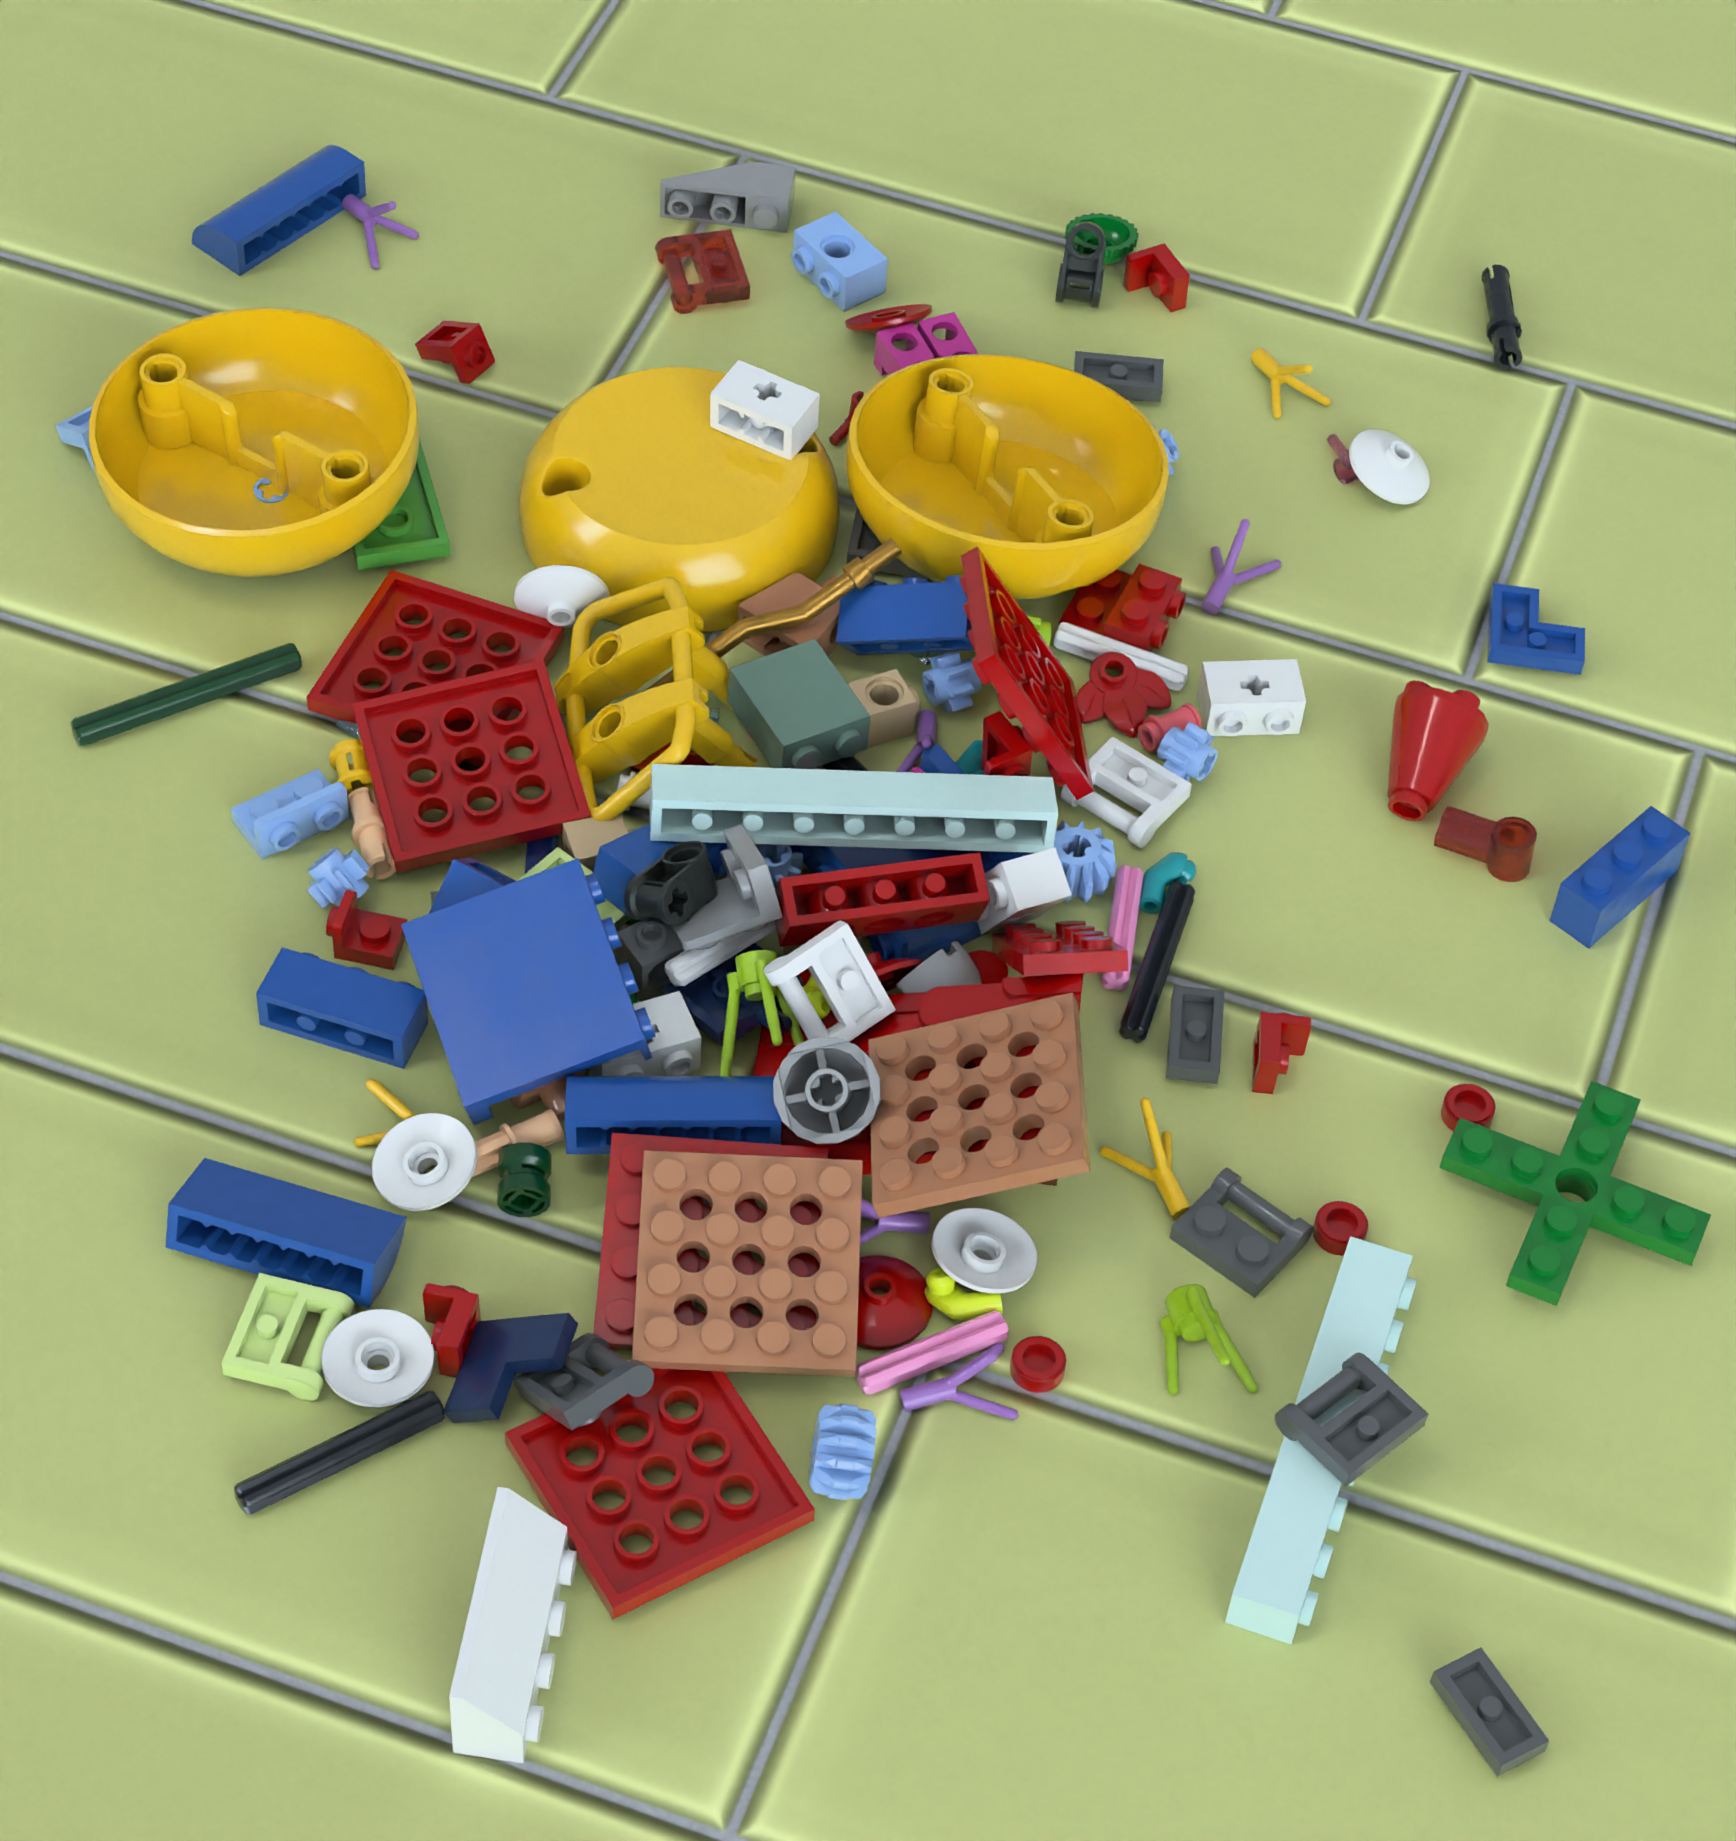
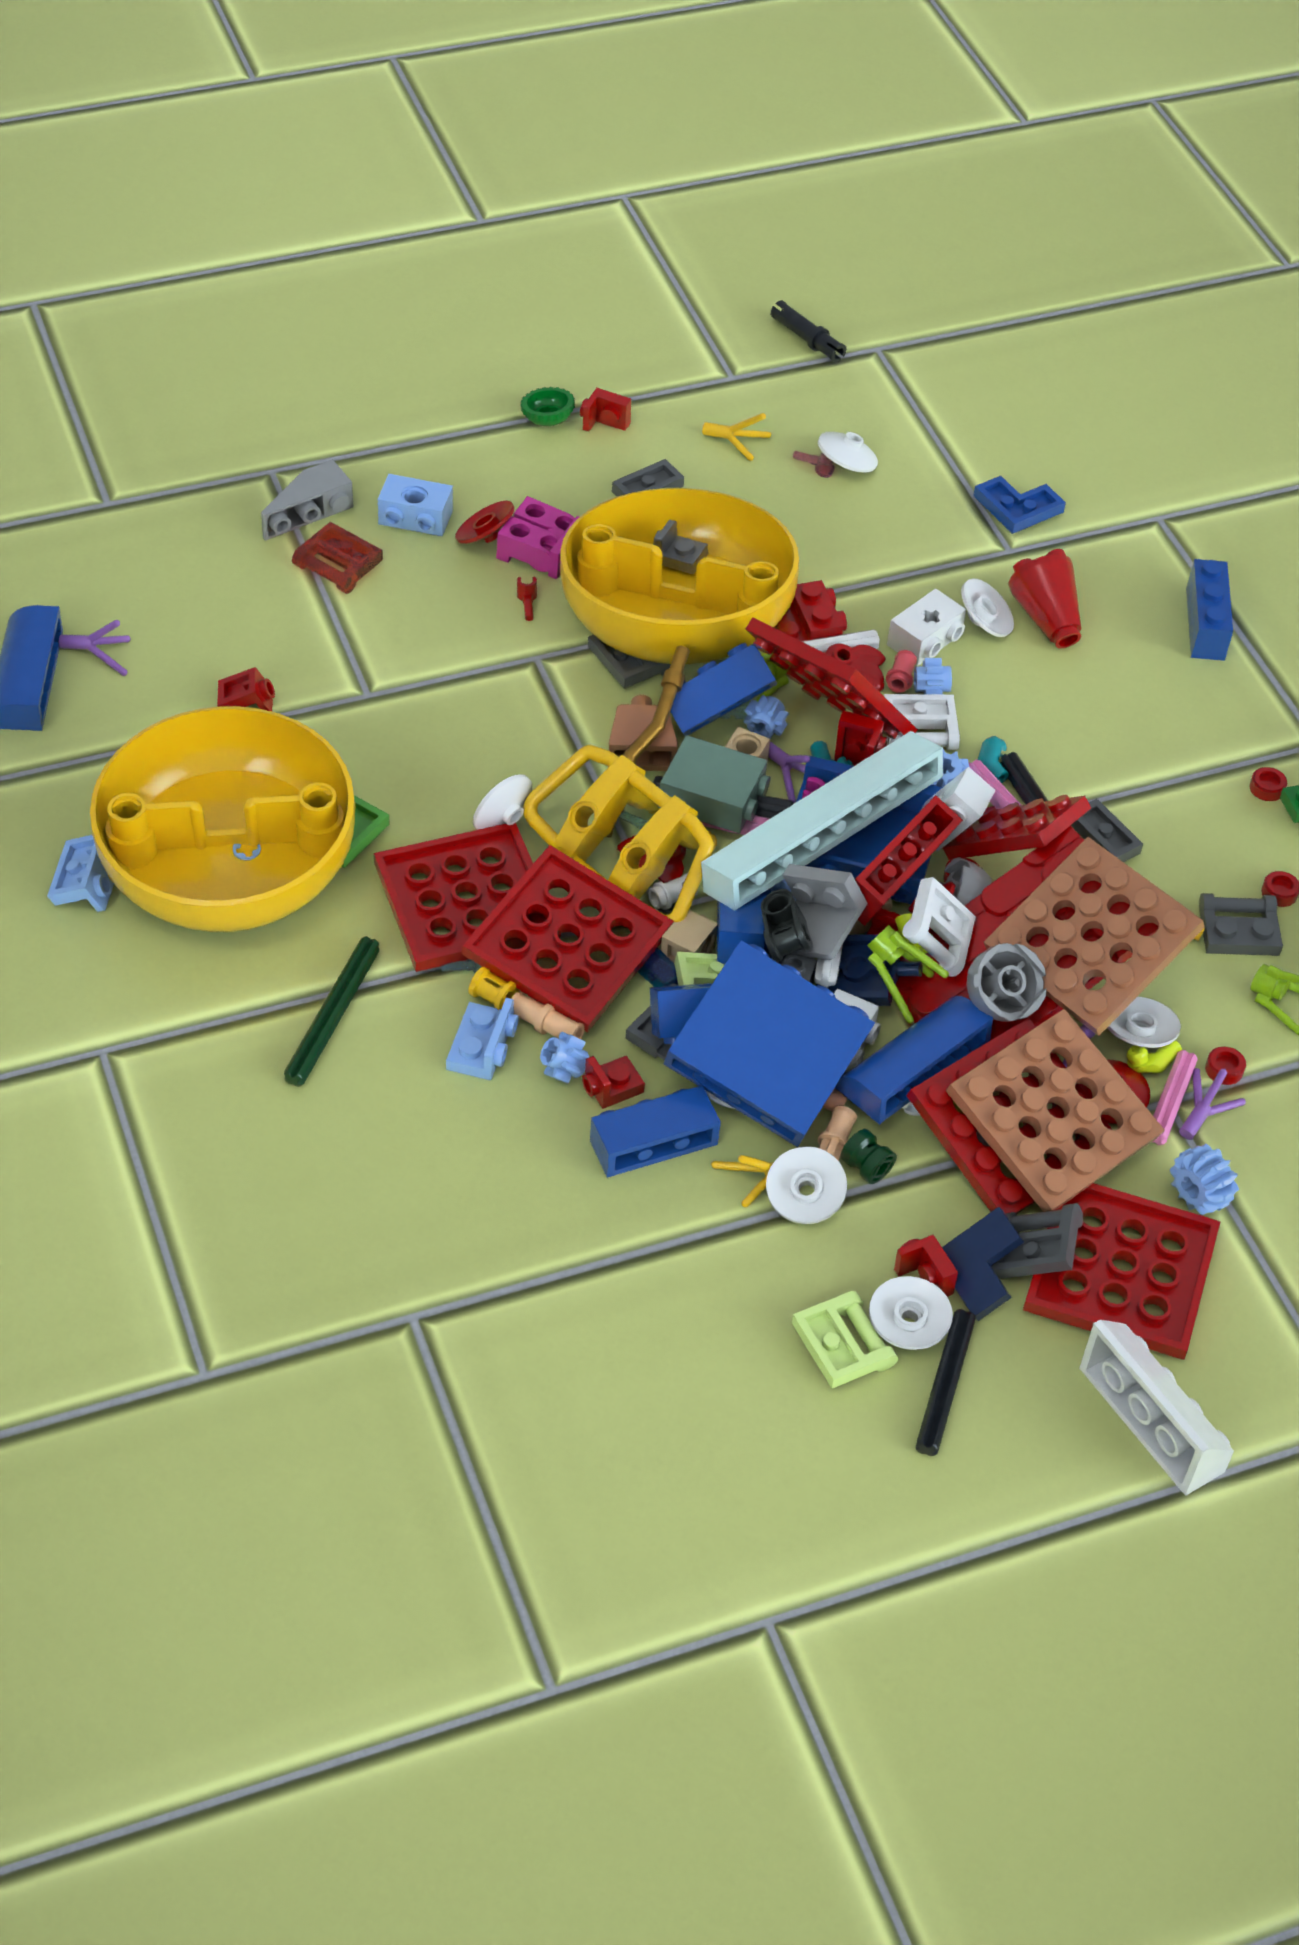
camera: 40 degrees left, 0 degrees up
(284, 1231) = (775, 1281): blue brick -> none
(652, 492) = (490, 699): yellow cylinder -> none
(764, 410) = (522, 612): white brick -> none
(1054, 455) = (677, 551): none -> flat silver bracket
(1082, 268) = (562, 429): pearl dark grey piece -> none
(1224, 573) = (835, 567): medium lavender plant -> none
(1274, 1041) = (1151, 816): red bracket -> none
(1359, 716) = (987, 608): none -> white dish
(1503, 844) = (1136, 631): clear red piece -> none

